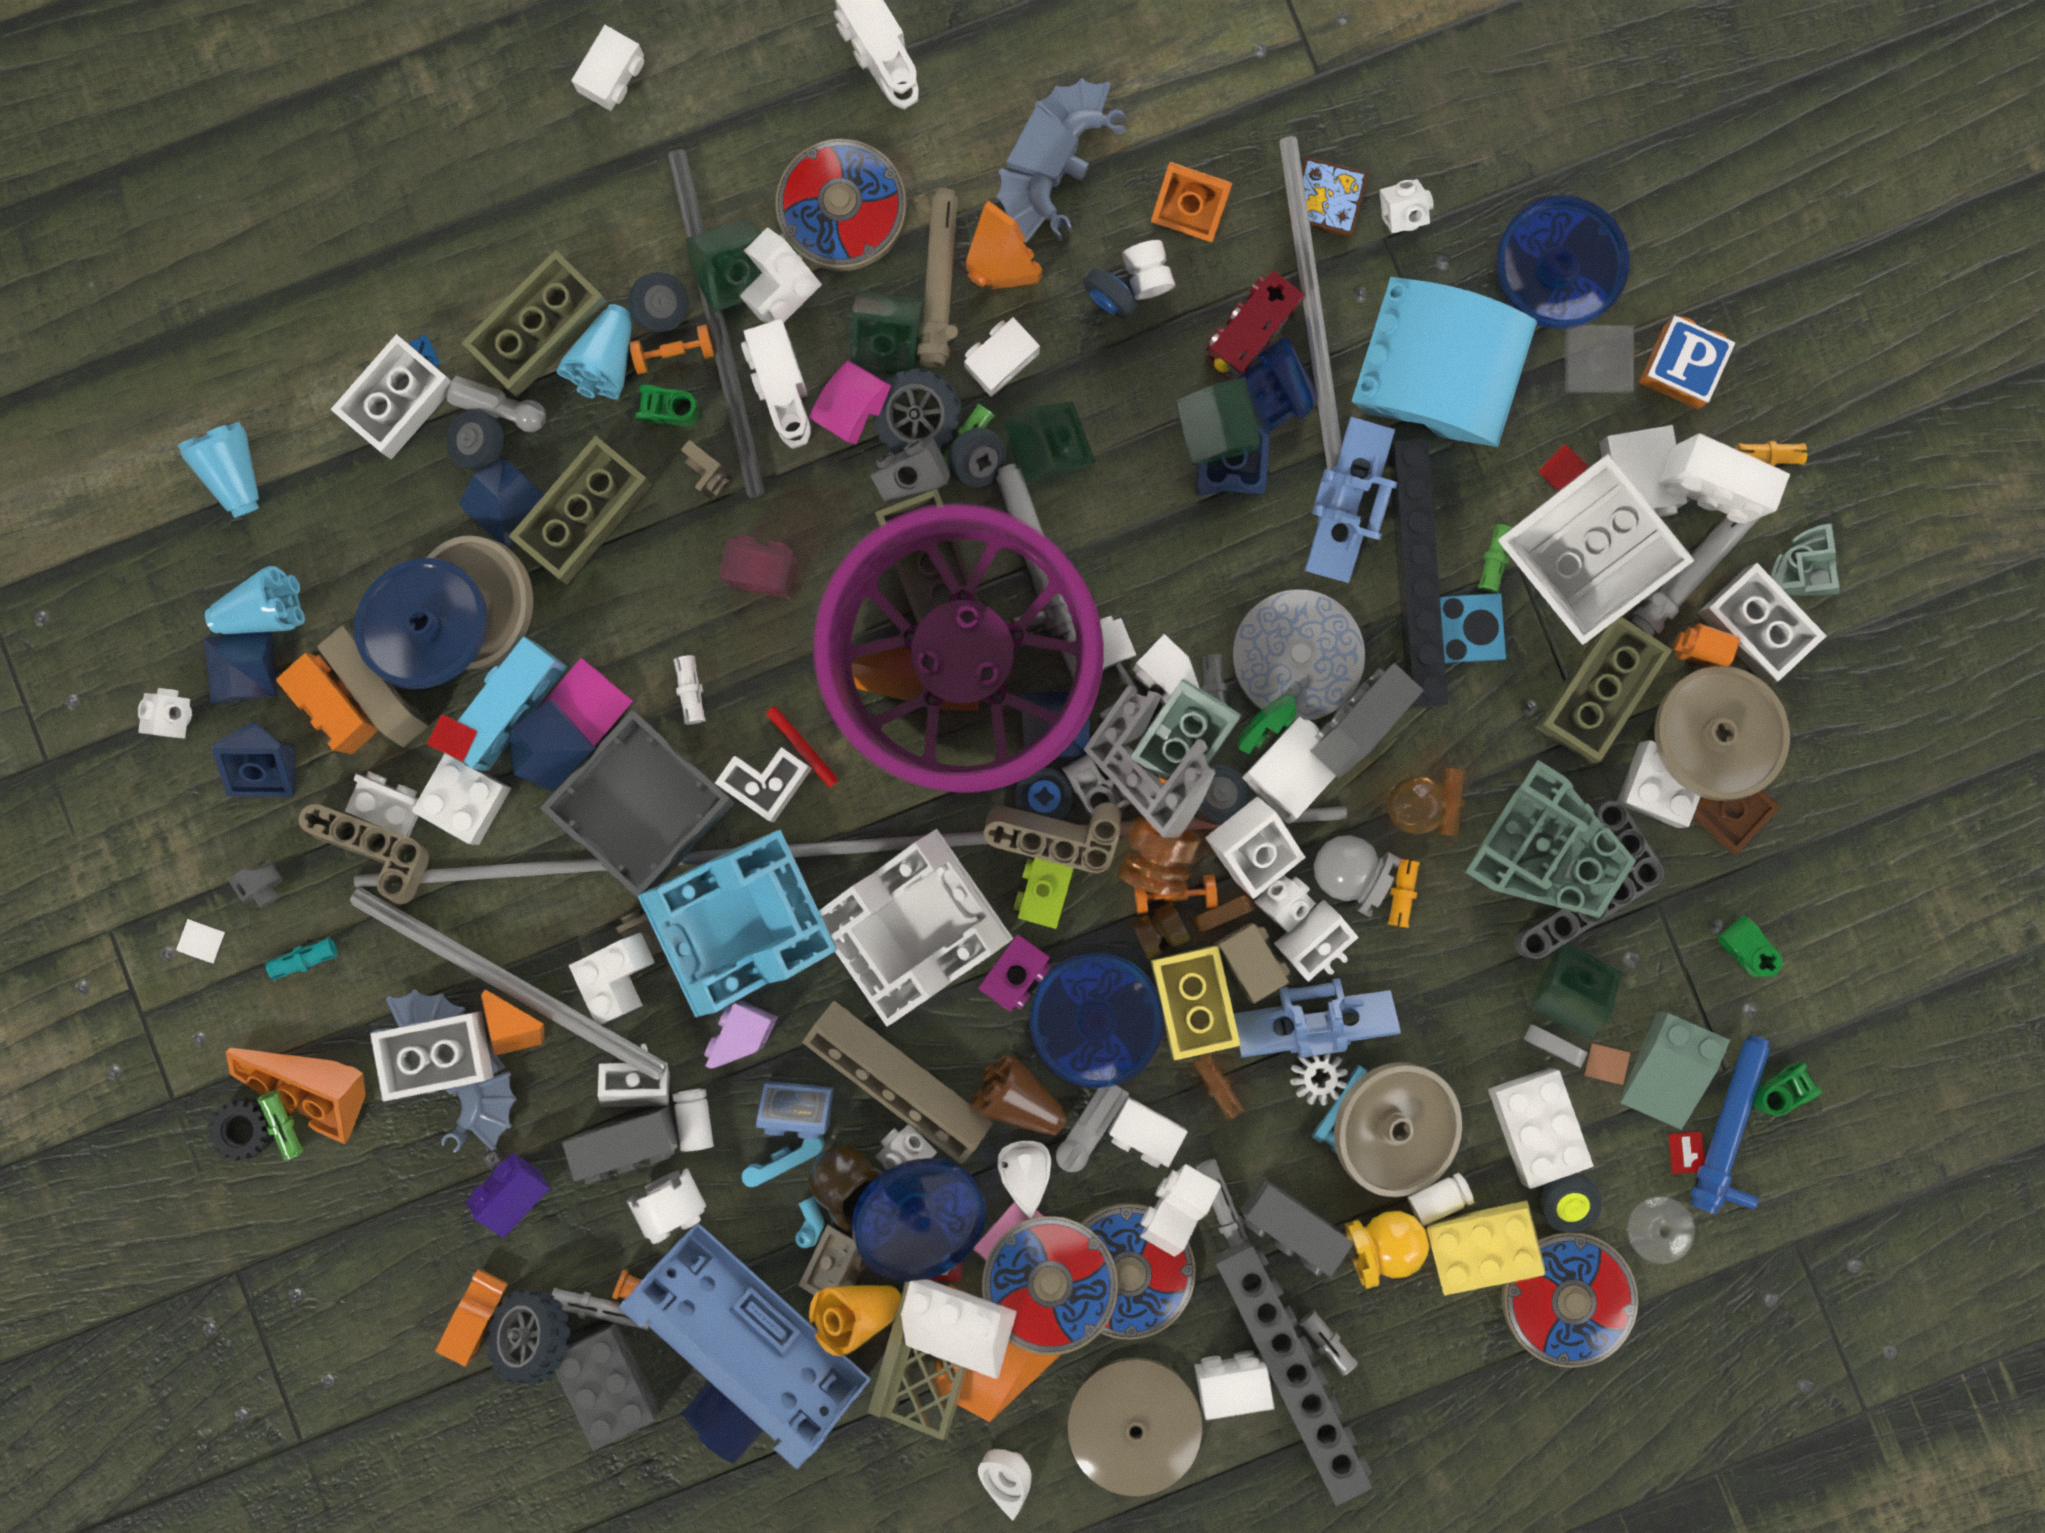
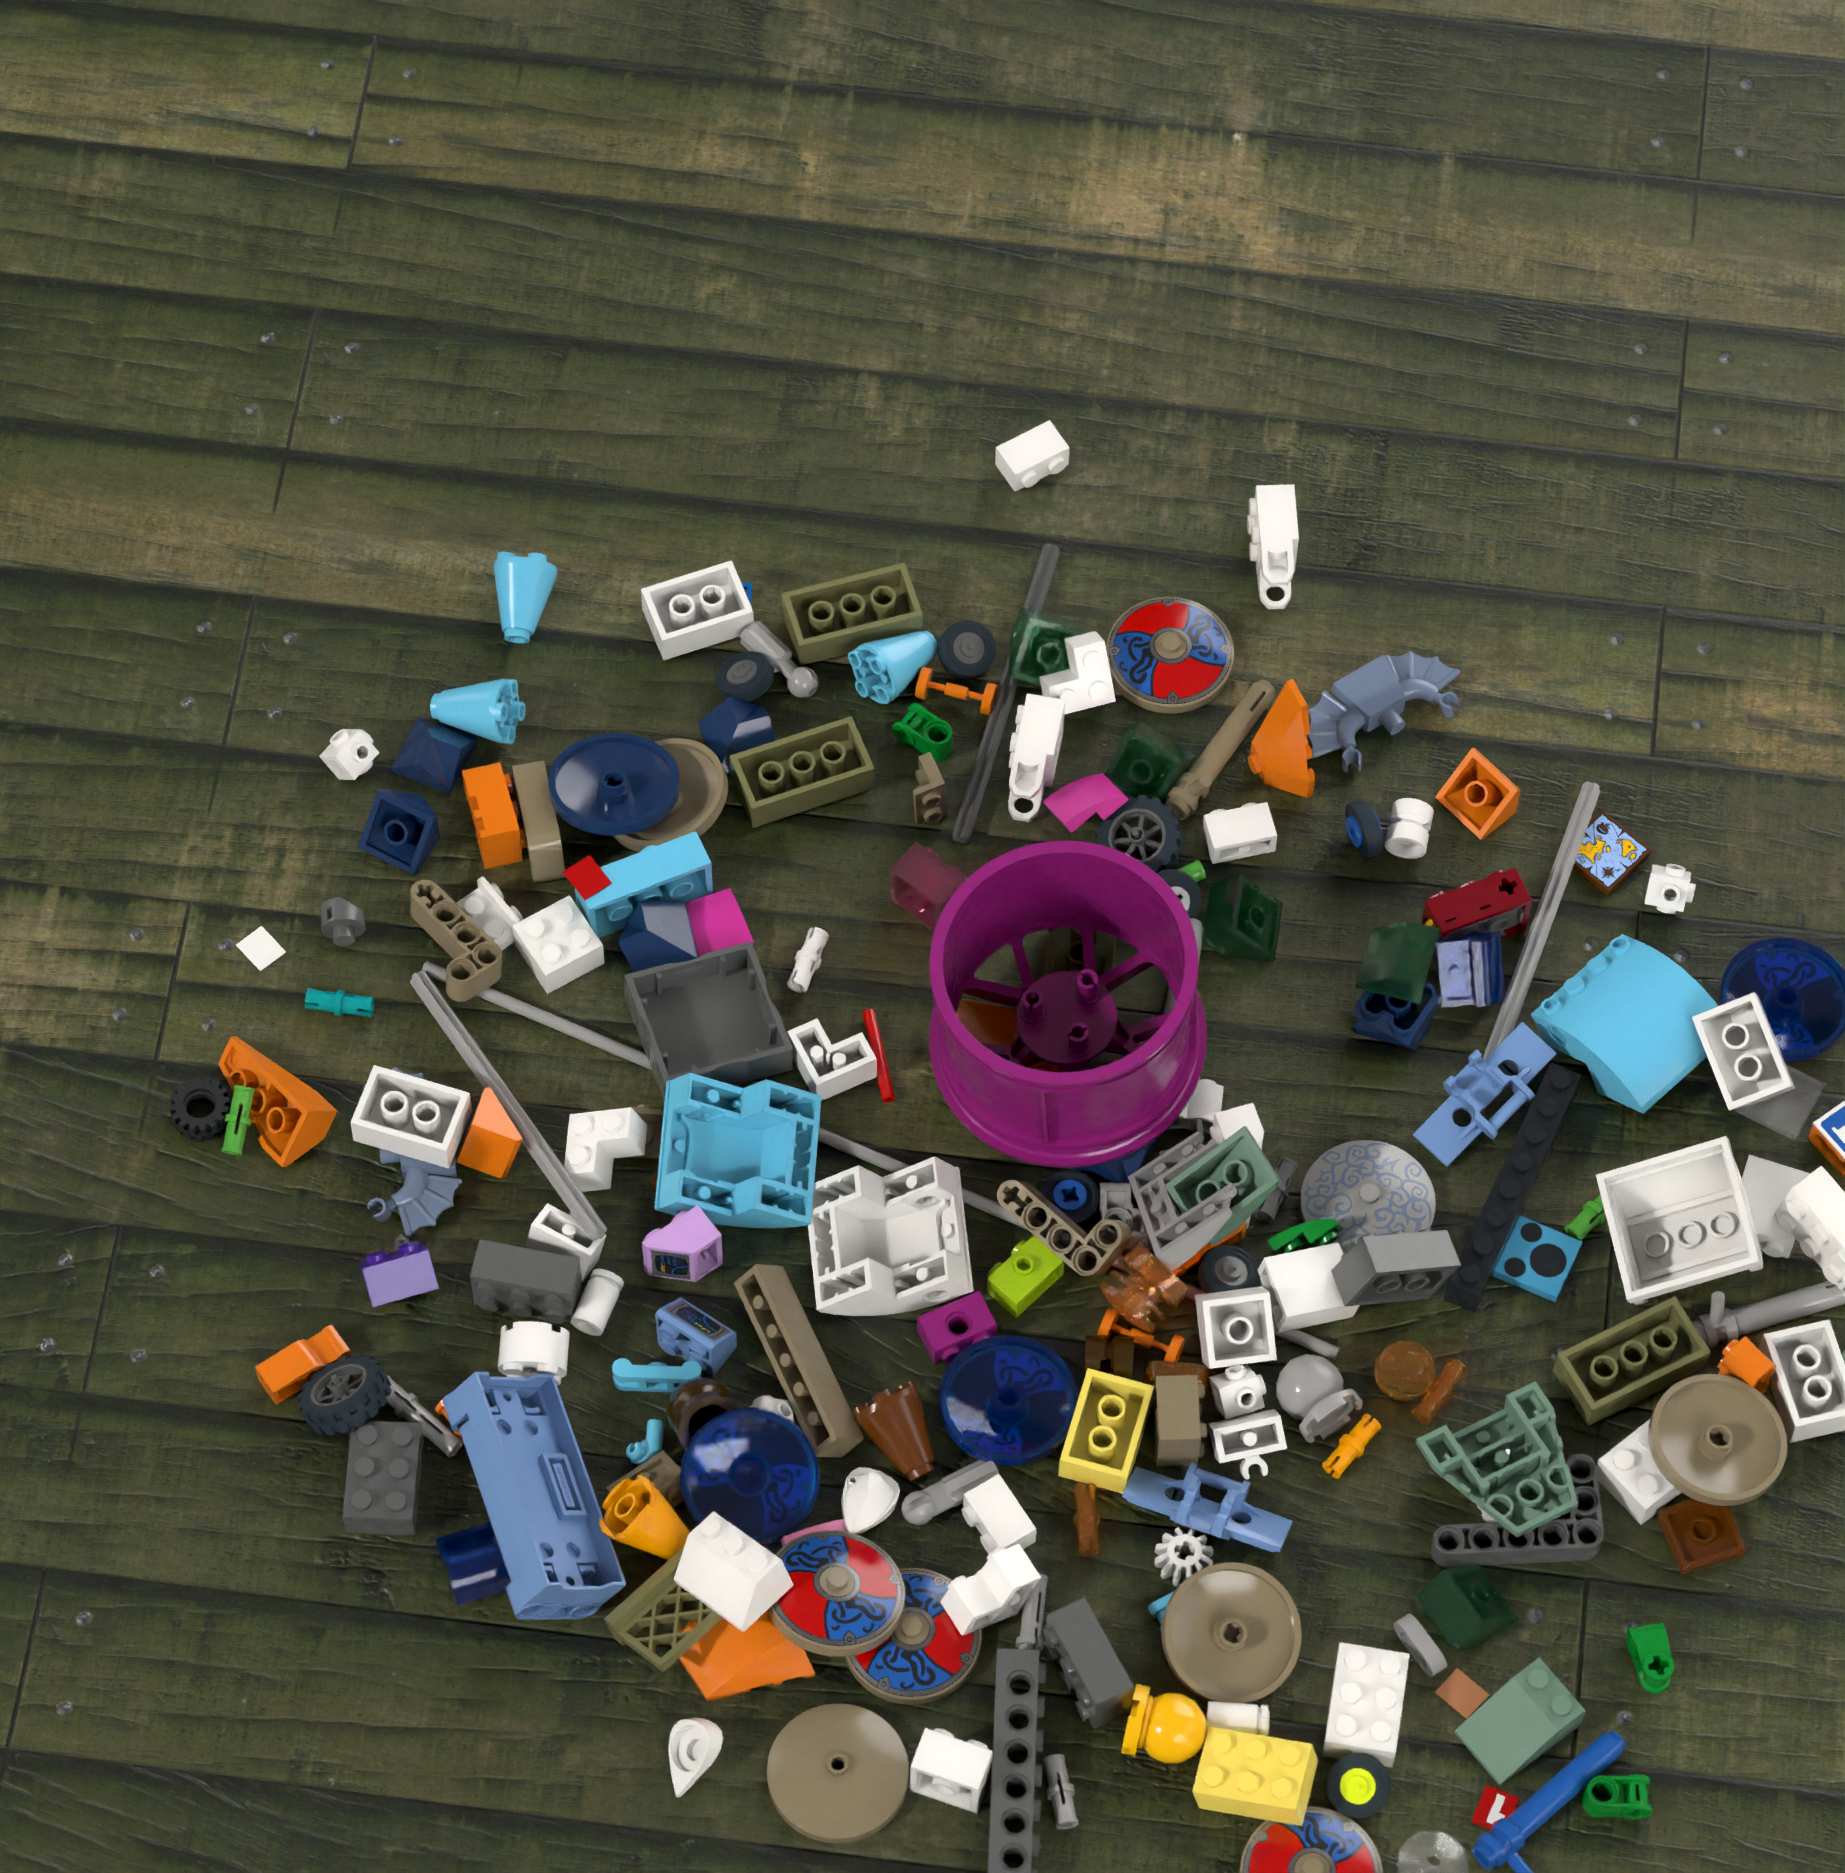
camera: 30 degrees right, 25 degrees down
(1561, 344) = (1743, 1052): none -> white slope

